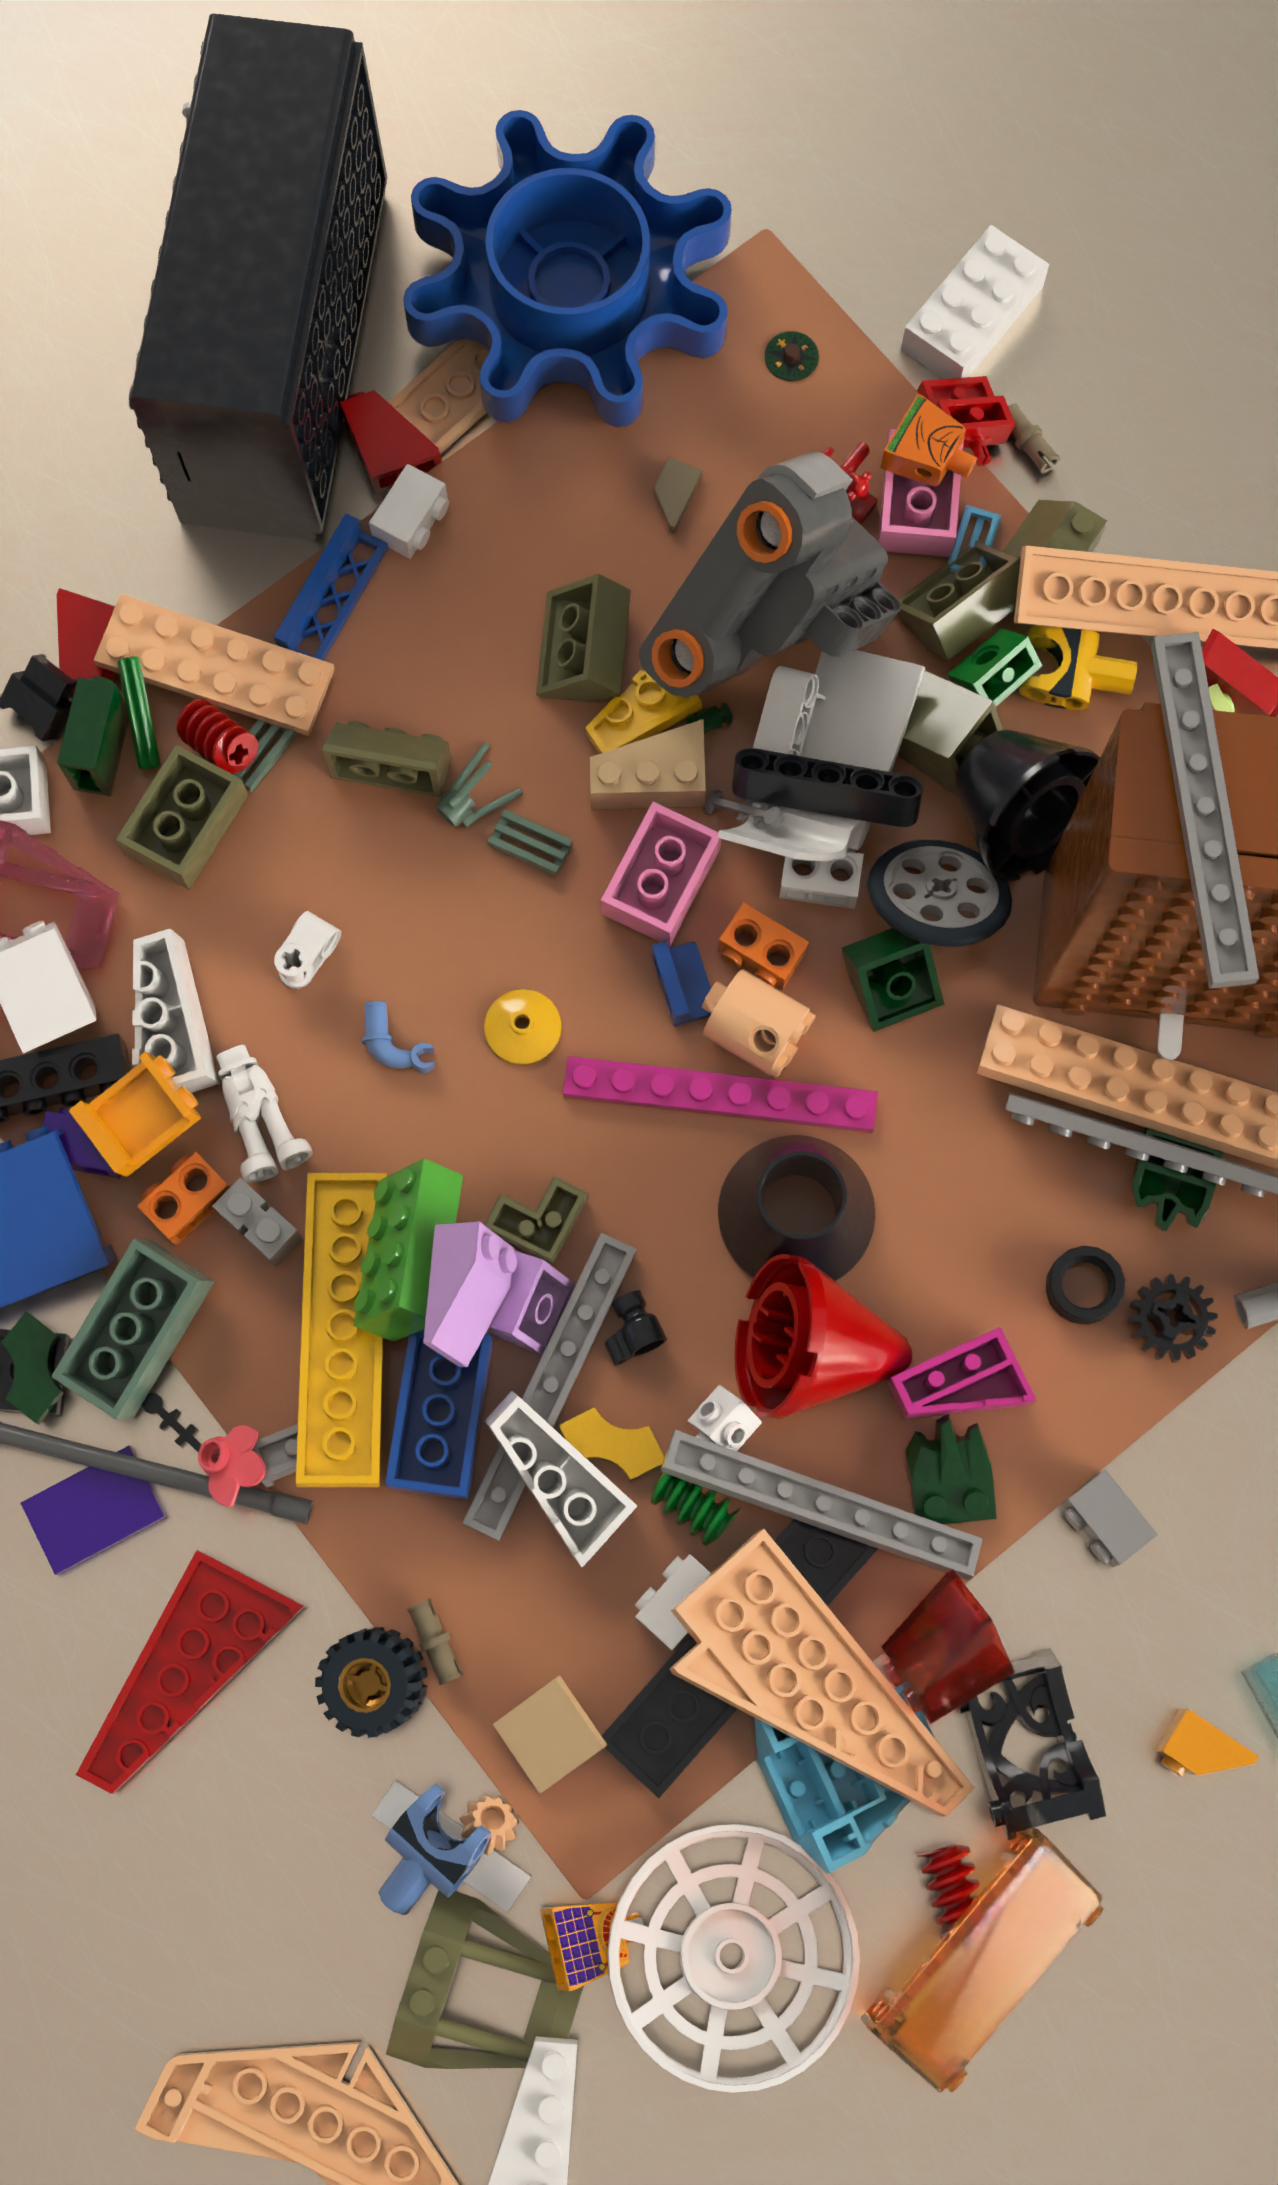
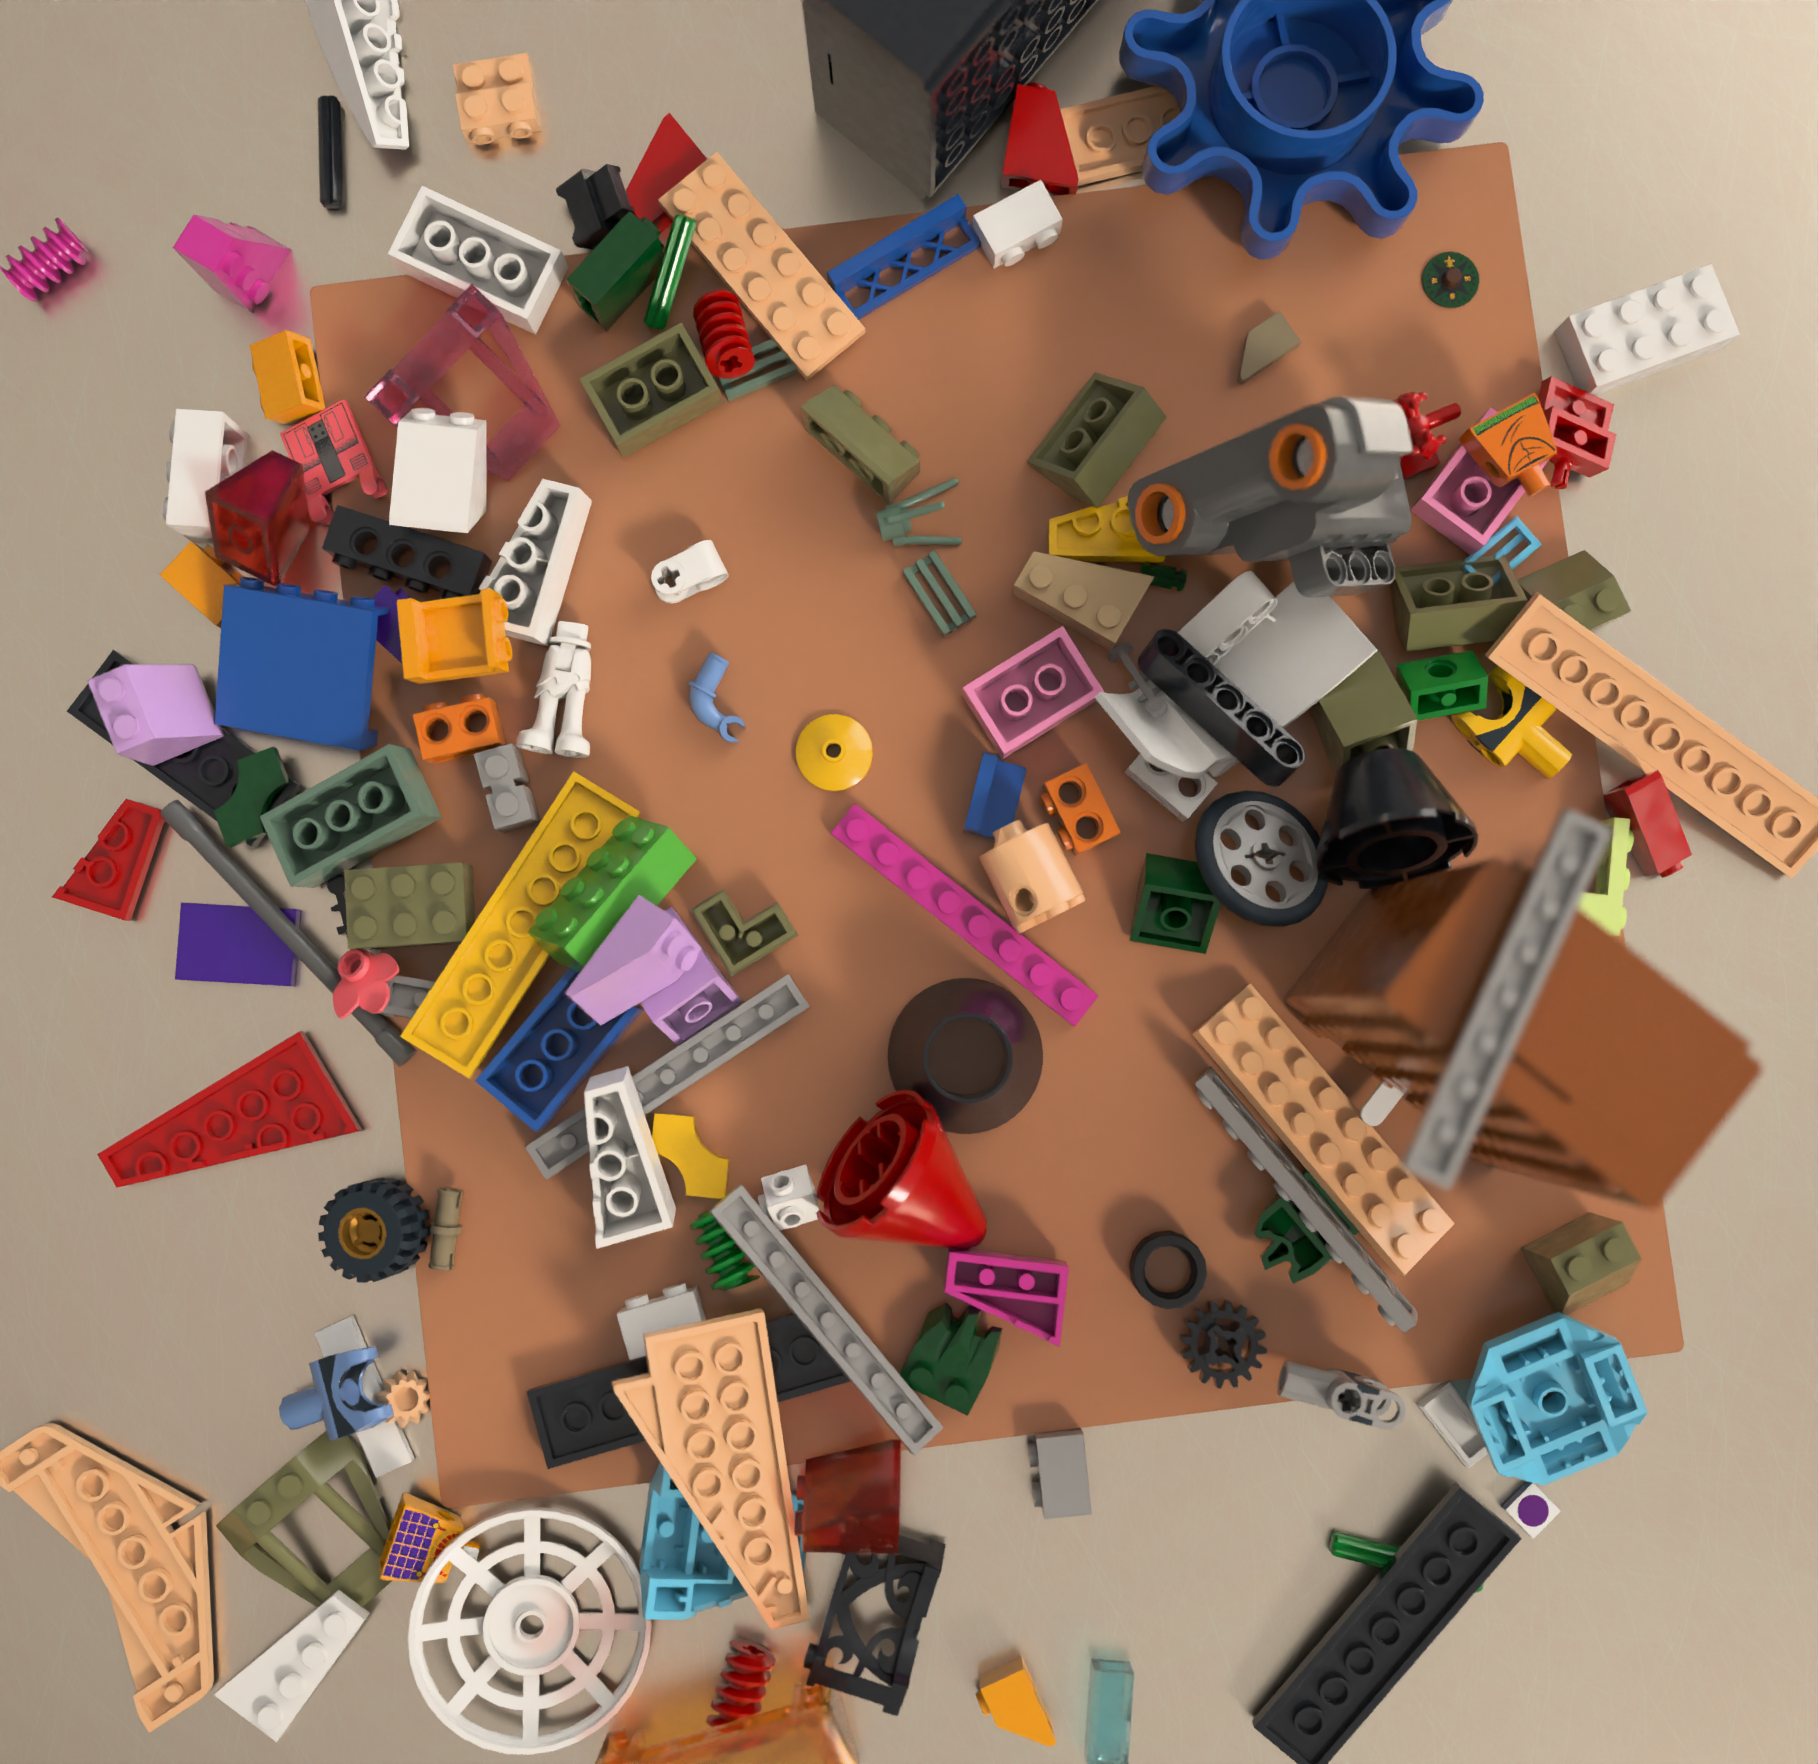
camera: 30 degrees right, 10 degrees up
(232, 1375) = (409, 905): none -> olive brick
(549, 1734) = (492, 1362): tan tile -> none
(640, 1329) = (769, 1076): black piece -> none
(1030, 440) = (1614, 490): dark tan pin -> none

